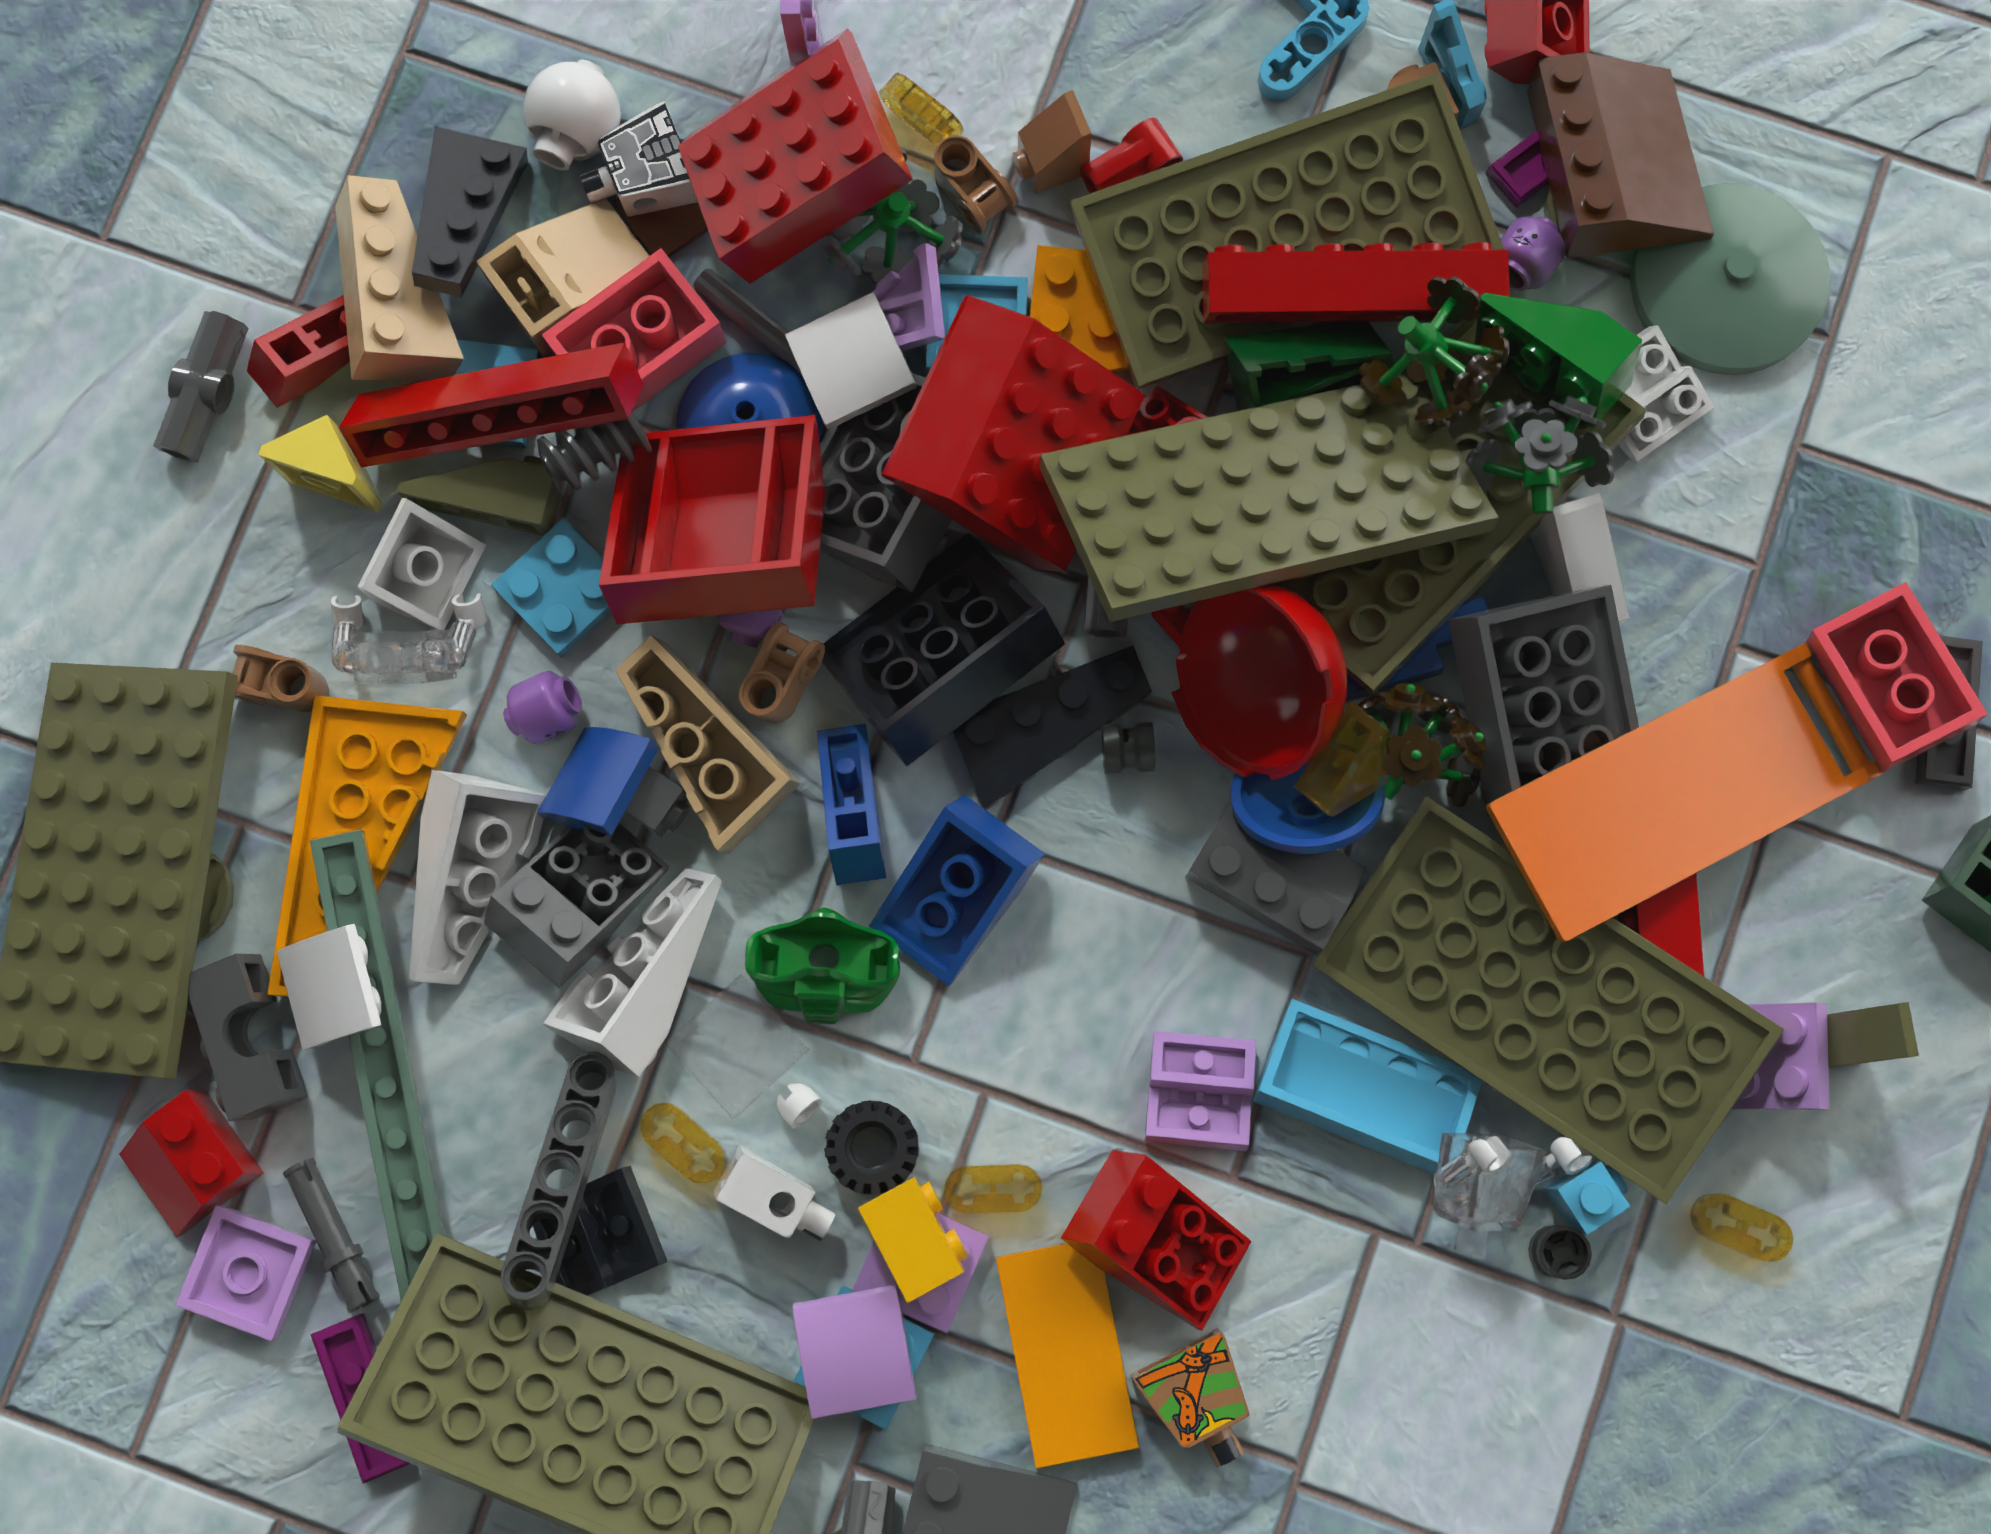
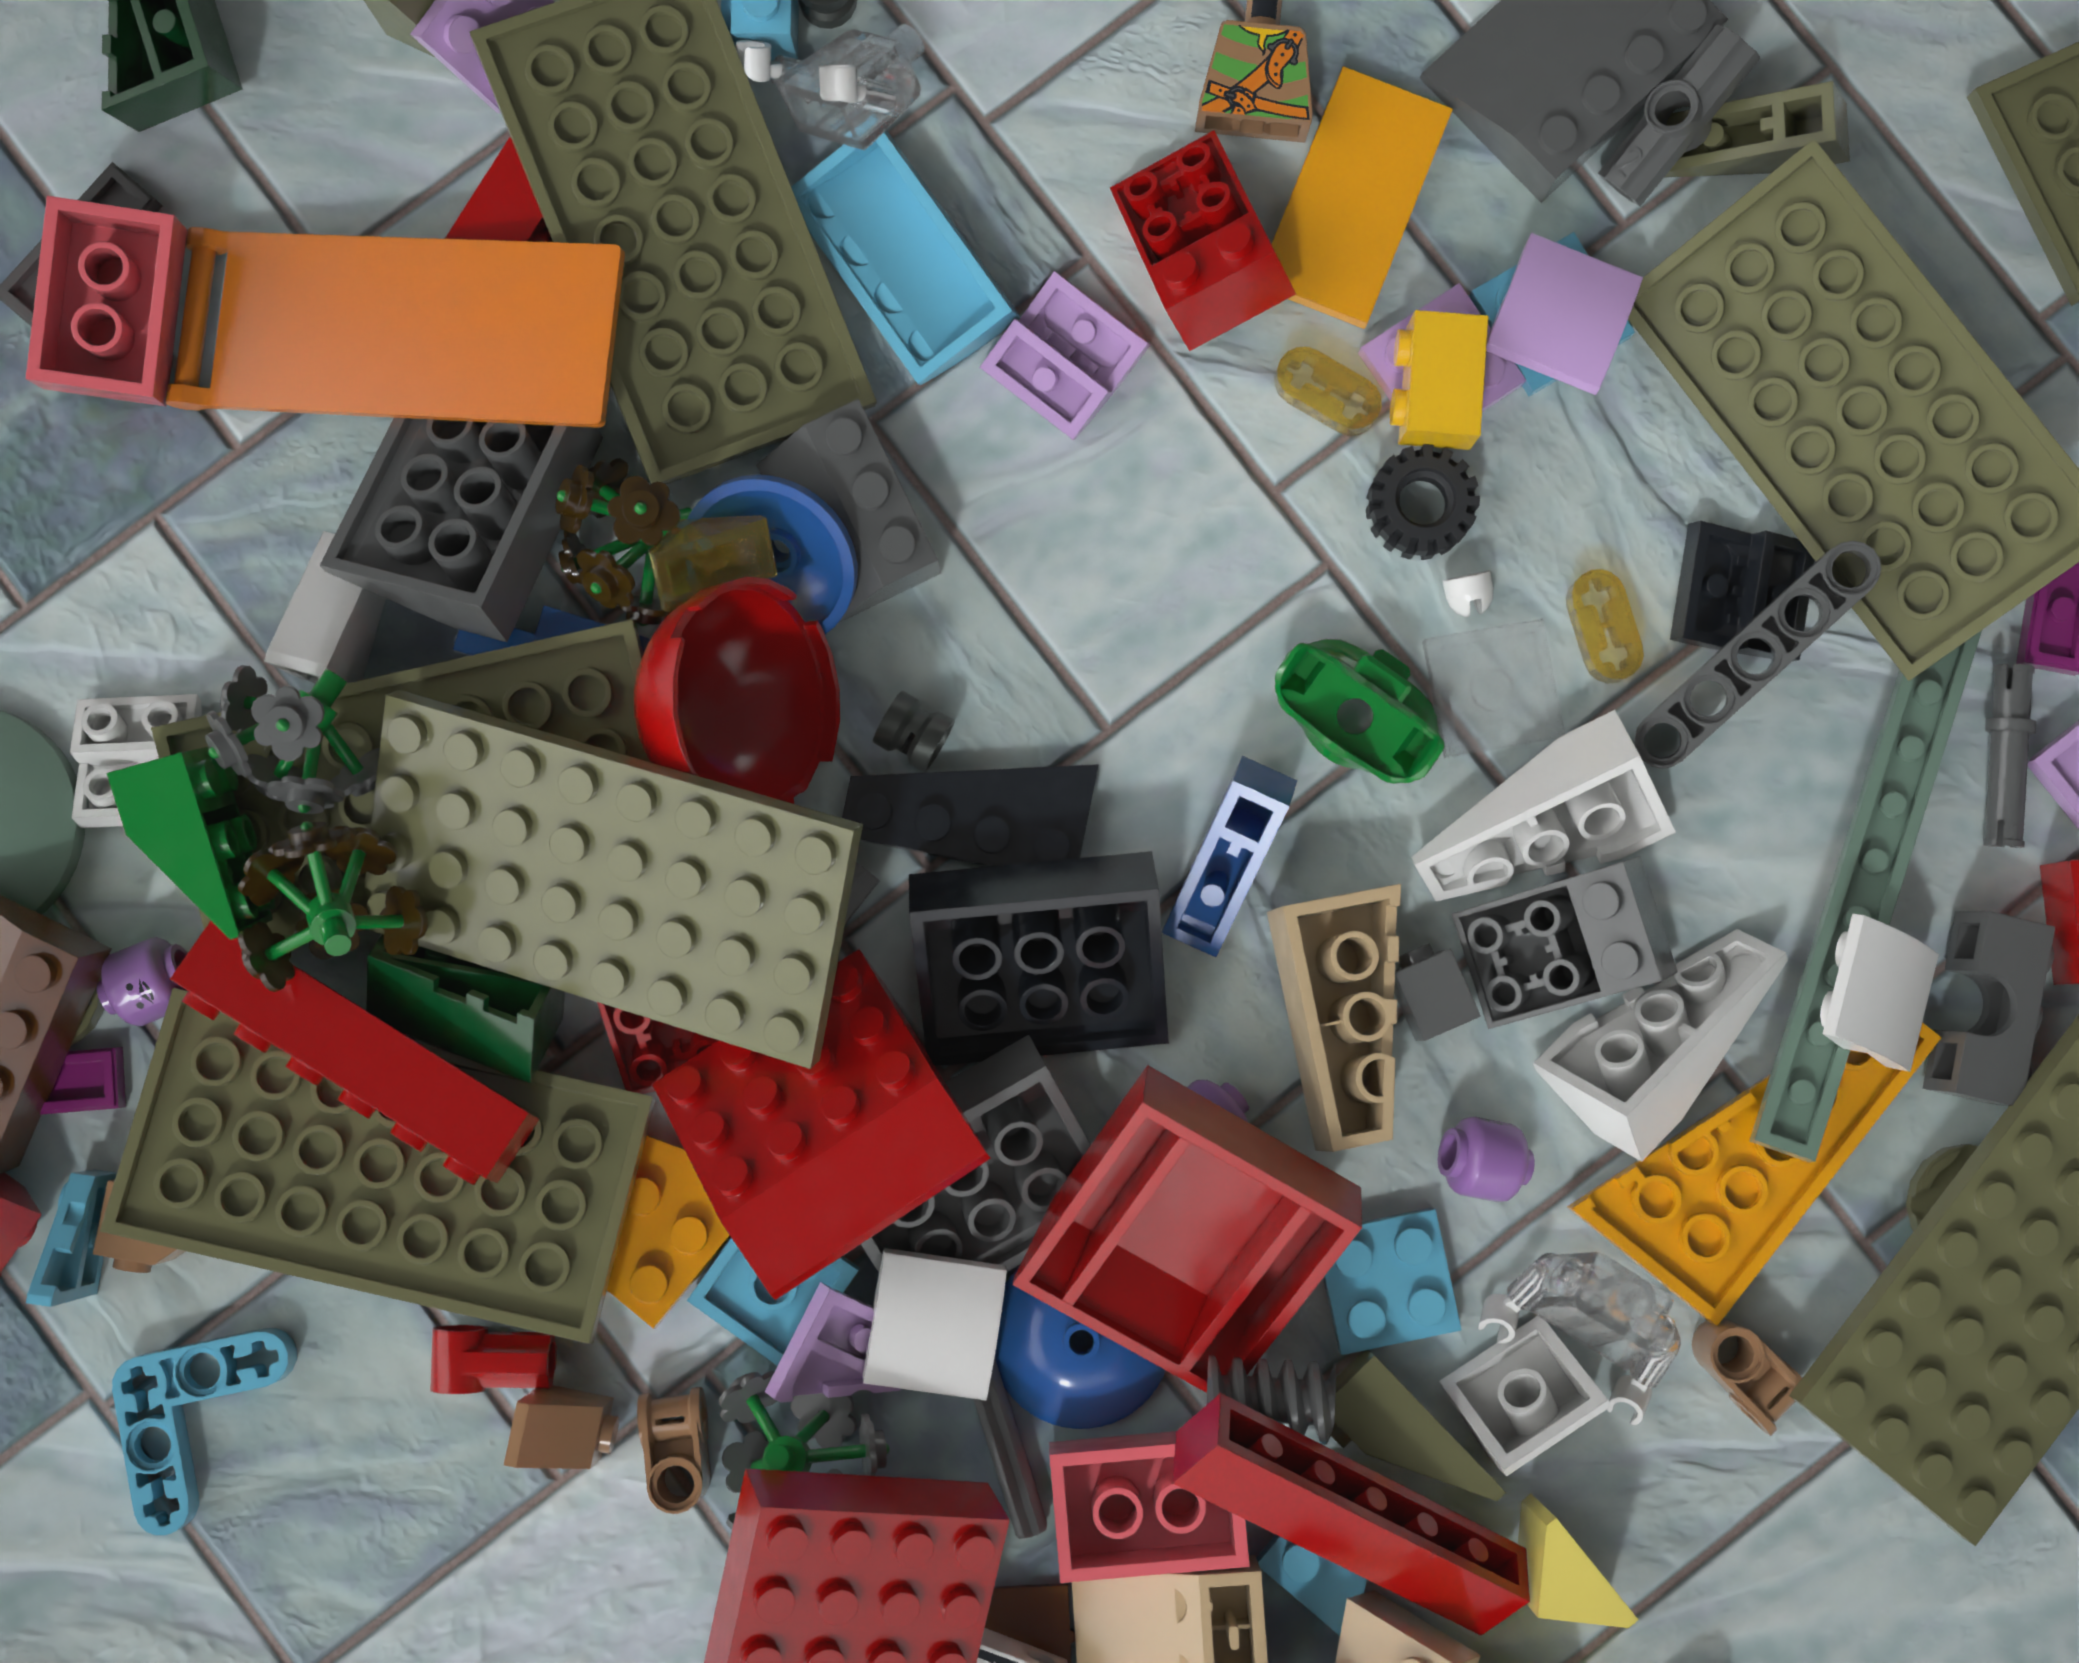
camera: 150 degrees left, 5 degrees up
(598, 779) = (1475, 1040): blue slope -> none
(753, 1181) = (1555, 515): white torso -> none
(779, 669) = (1208, 1039): medium nougat piece -> none
(919, 109) = (675, 1570): clear yellow beam -> none
(956, 888) = (1176, 700): blue slope -> none

